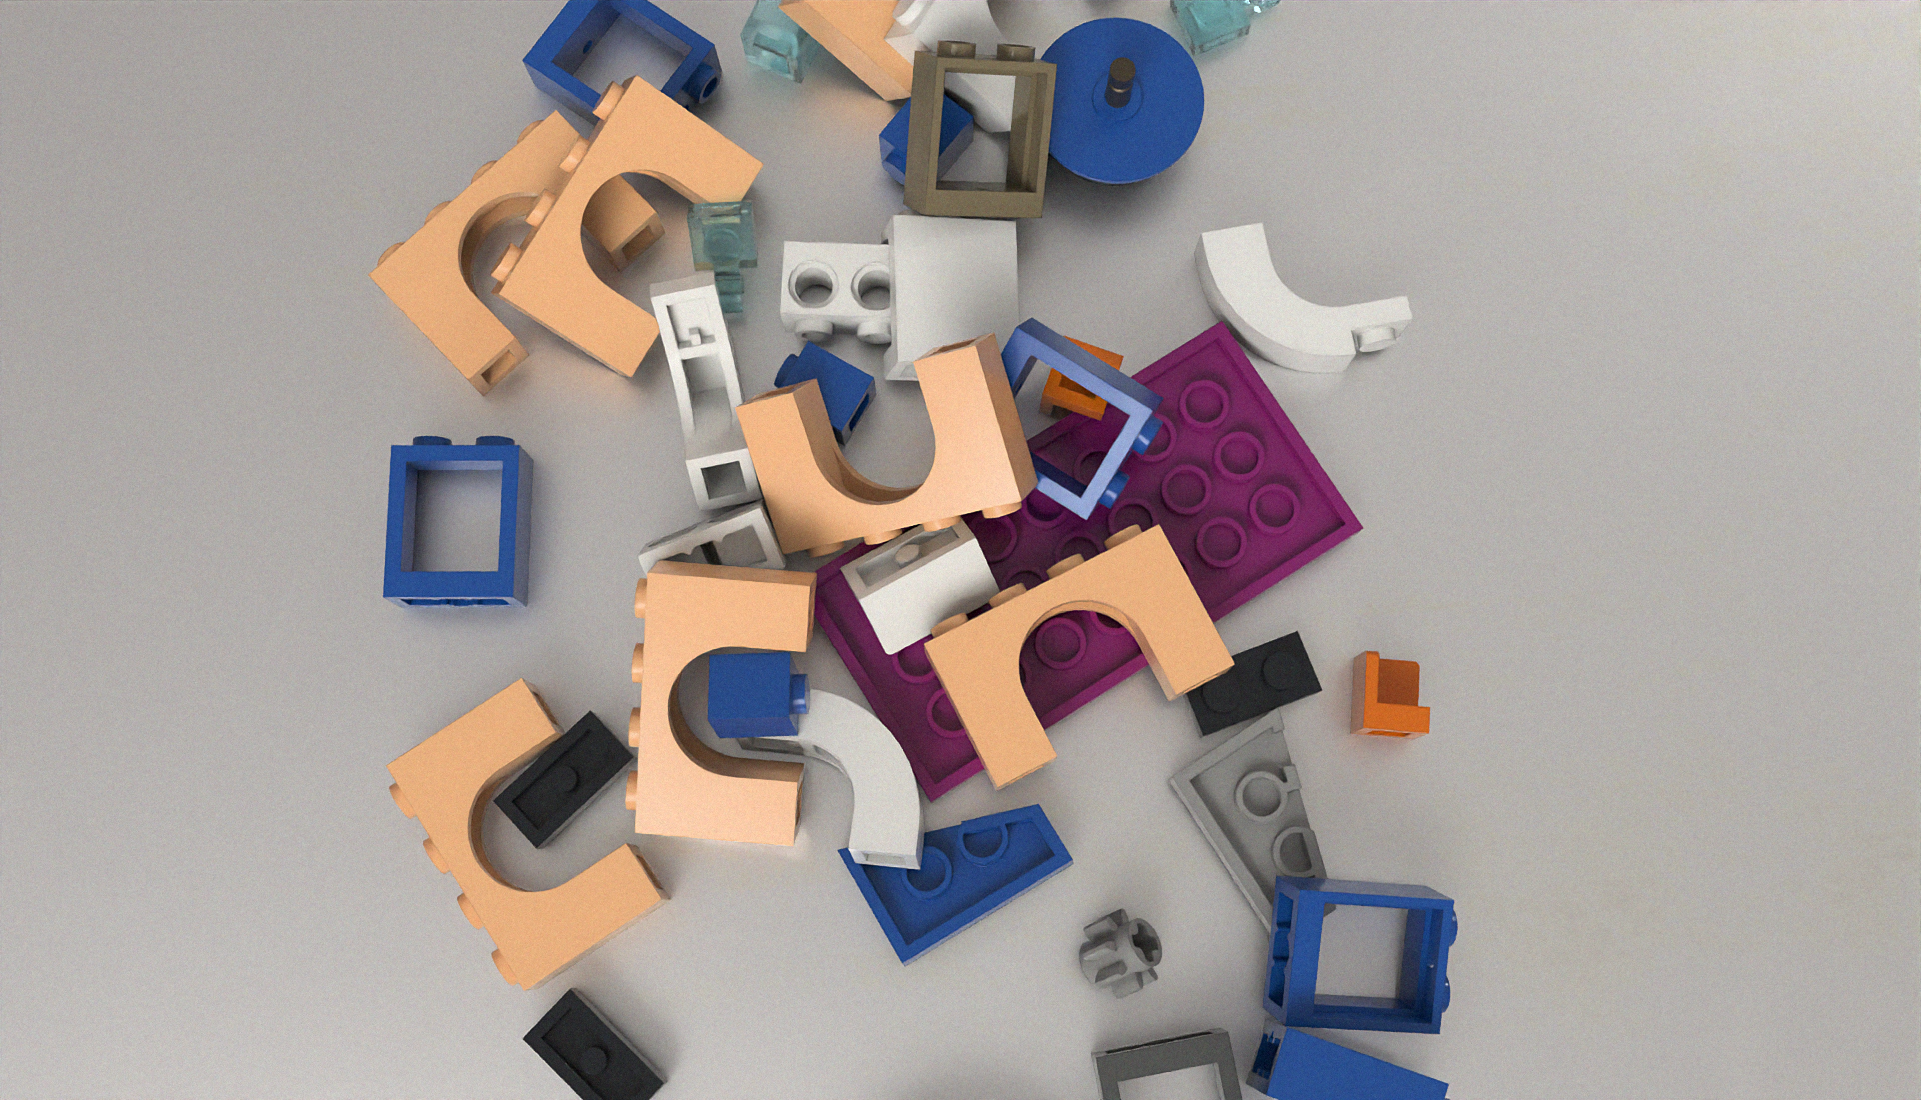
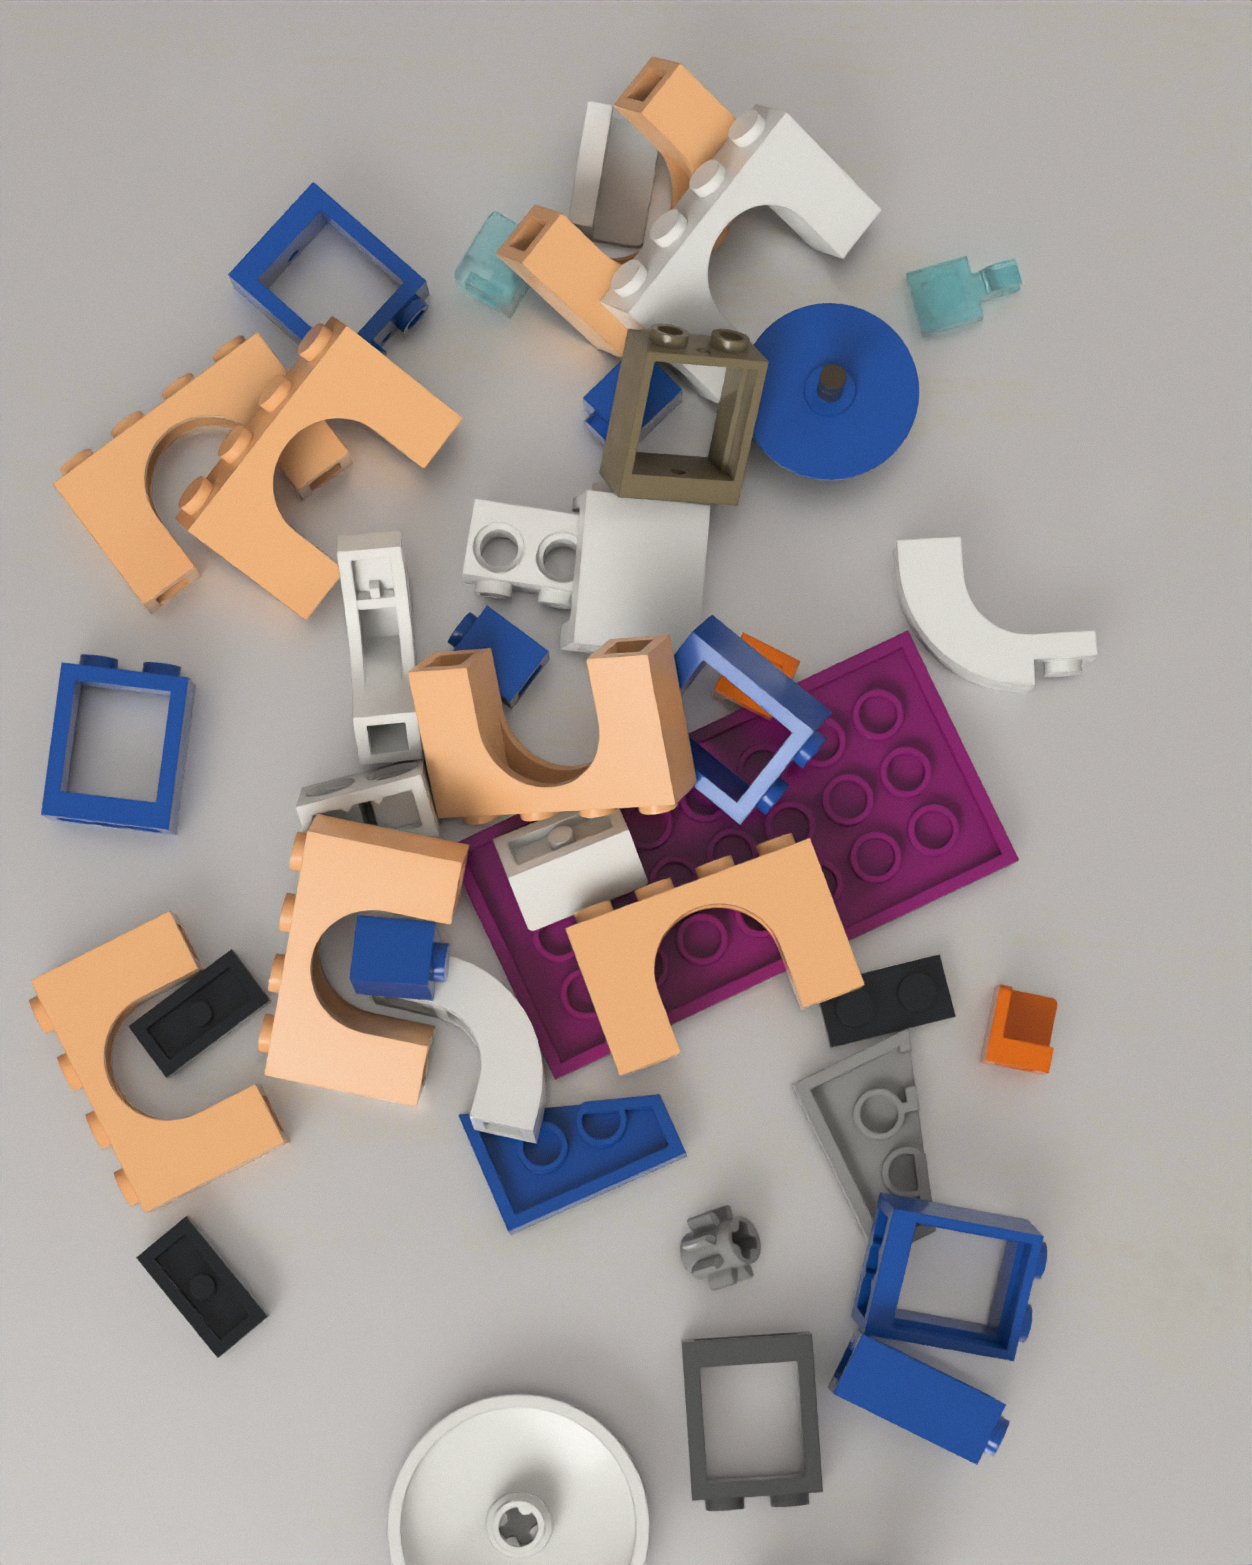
camera: 10 degrees right, 5 degrees up
(724, 242) = (414, 492): clear light blue plate -> none

